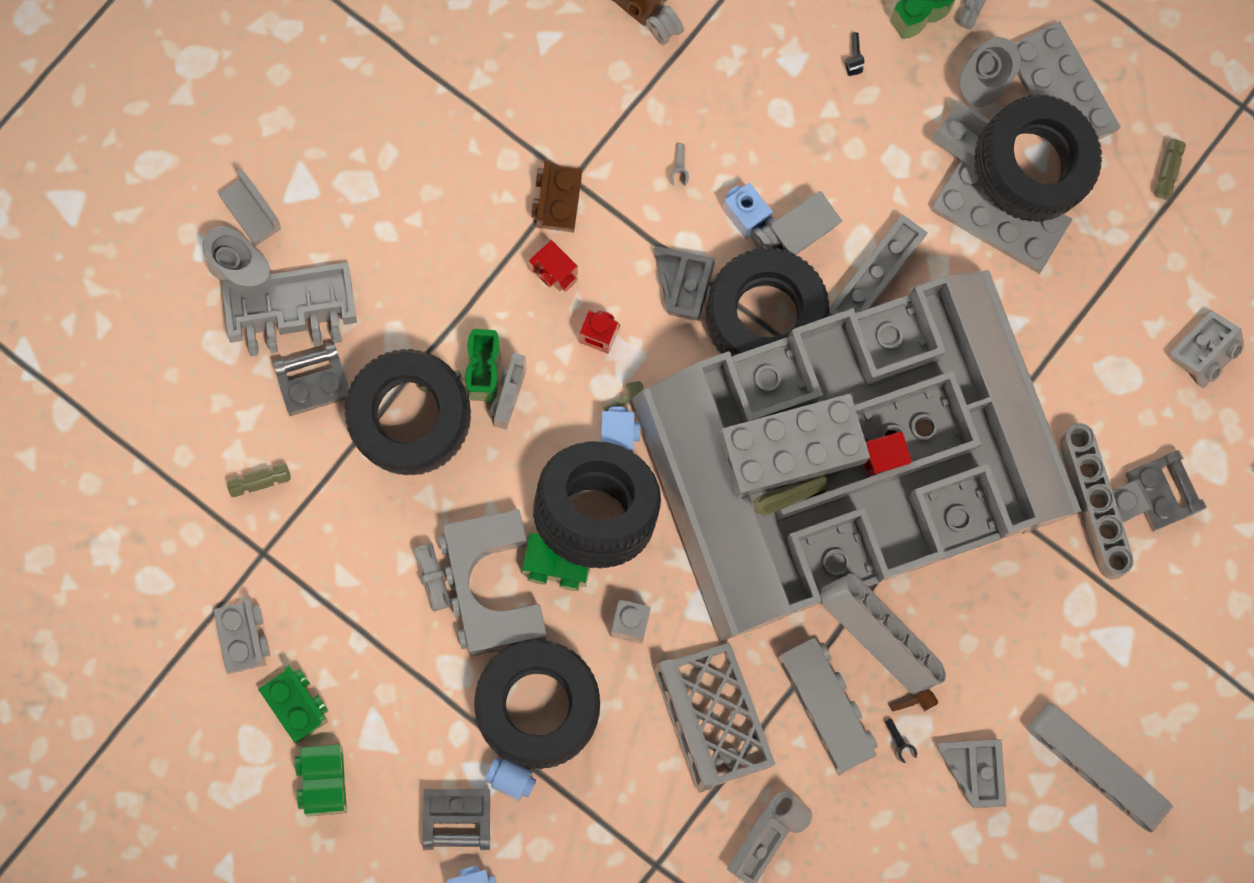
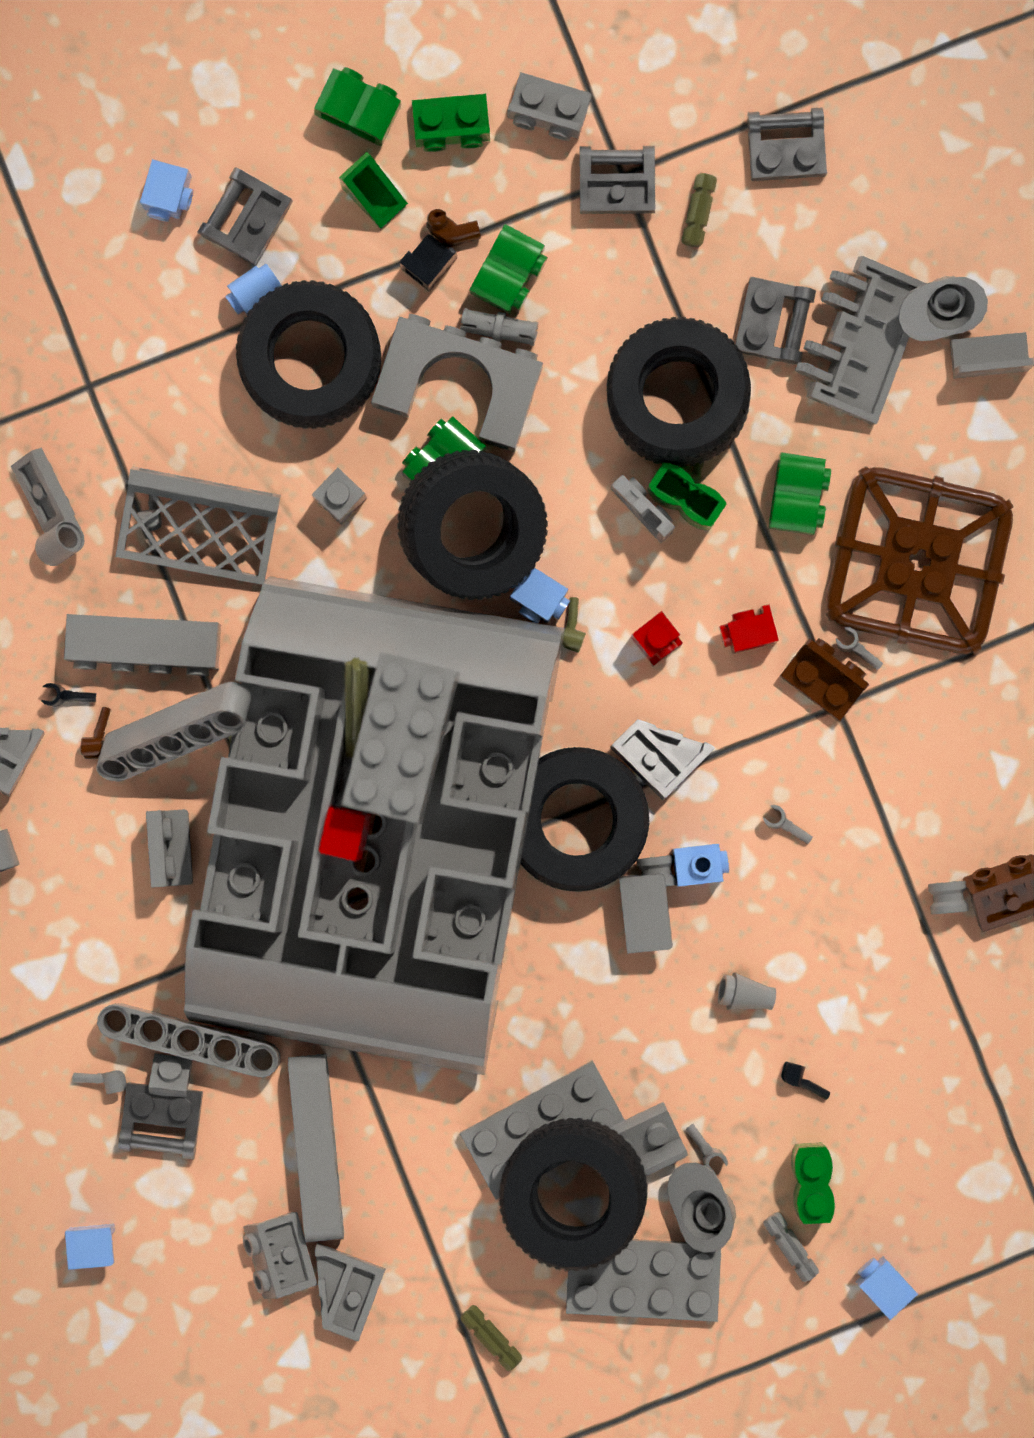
camera: 125 degrees right, 10 degrees up
(181, 438) = (791, 156): none -> flat silver plate
(279, 548) = (617, 192): none -> flat silver plate
(380, 656) = (450, 232): none -> reddish brown arm
(382, 731) = (372, 190): none -> green slope
(385, 594) = (508, 269): none -> green brick
(412, 658) = (428, 262): none -> black panel
(421, 196) = (940, 545): none -> reddish brown plate
(433, 288) = (798, 494): none -> green brick
(522, 184) = (859, 649): none -> light grey hand
(819, 128) = (744, 993): none -> light grey cone
(880, 267) = (555, 960): light grey plate -> none
(946, 92) = (707, 1151): none -> light grey hand
(966, 596) = (169, 848): none -> light grey bracket
(1115, 366) = (315, 1148): none -> light grey beam
(1158, 542) = (113, 1081): none -> light grey hand
(1202, 287) = (345, 1290): none -> light grey wing

